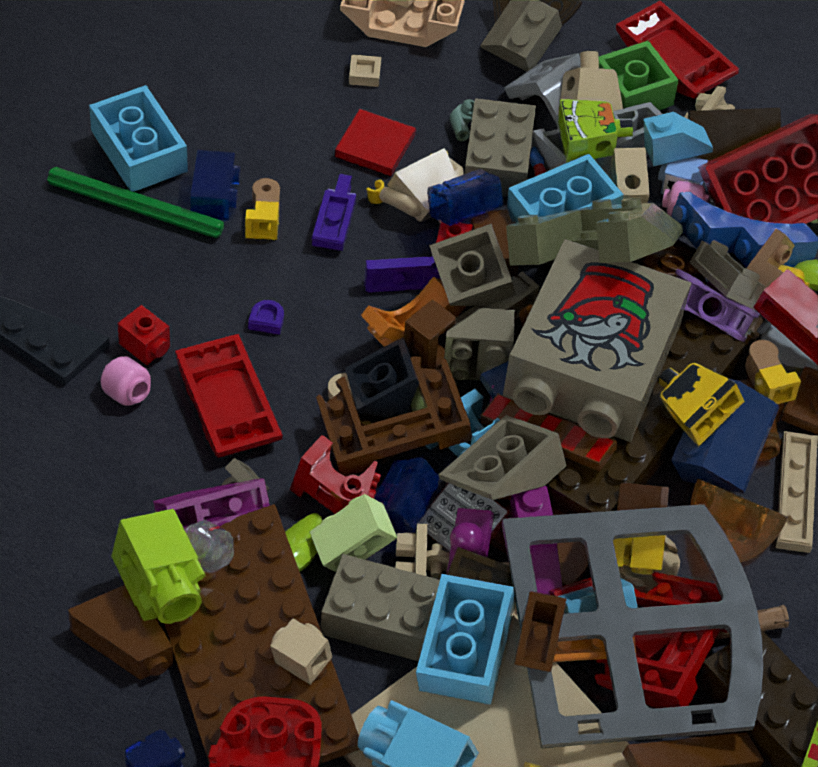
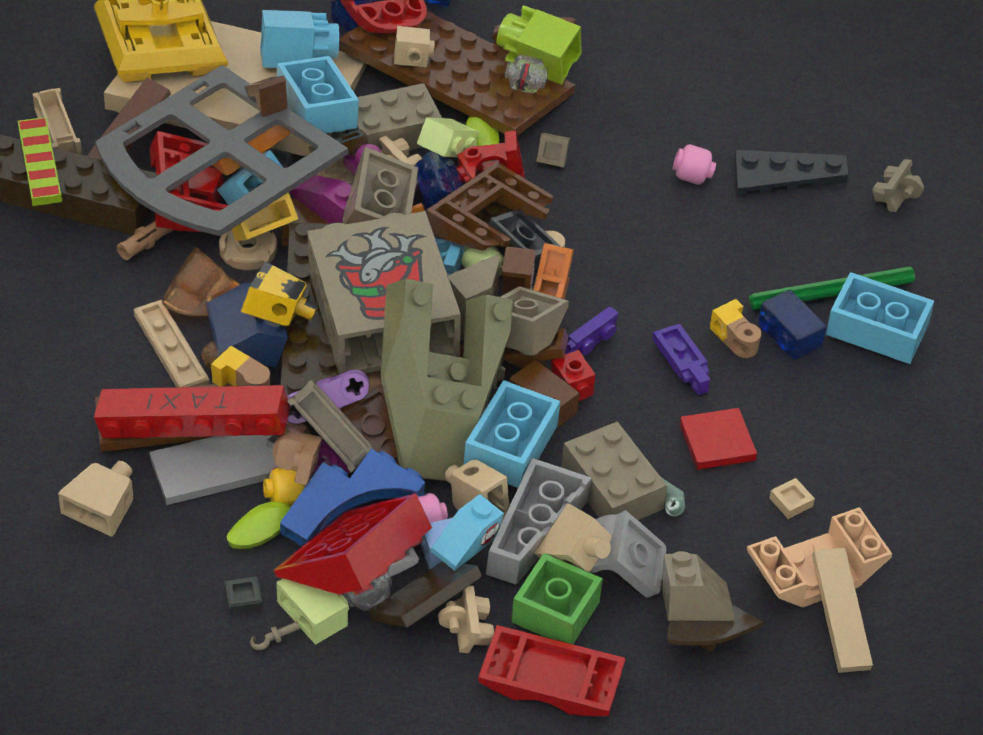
camera: 145 degrees right, 5 degrees down
(144, 335) = (715, 198): red brick -> none
(217, 503) = (561, 105): magenta slope -> none
(227, 396) = (618, 191): red slope -> none
(266, 317) = (653, 264): dark purple tile -> none
(409, 185) = (636, 404): tan torso -> none
(465, 197) = (589, 386): clear blue brick -> none
(590, 128) = (541, 482): lime torso -> none
(641, 496) = (265, 245): reddish brown slope -> none

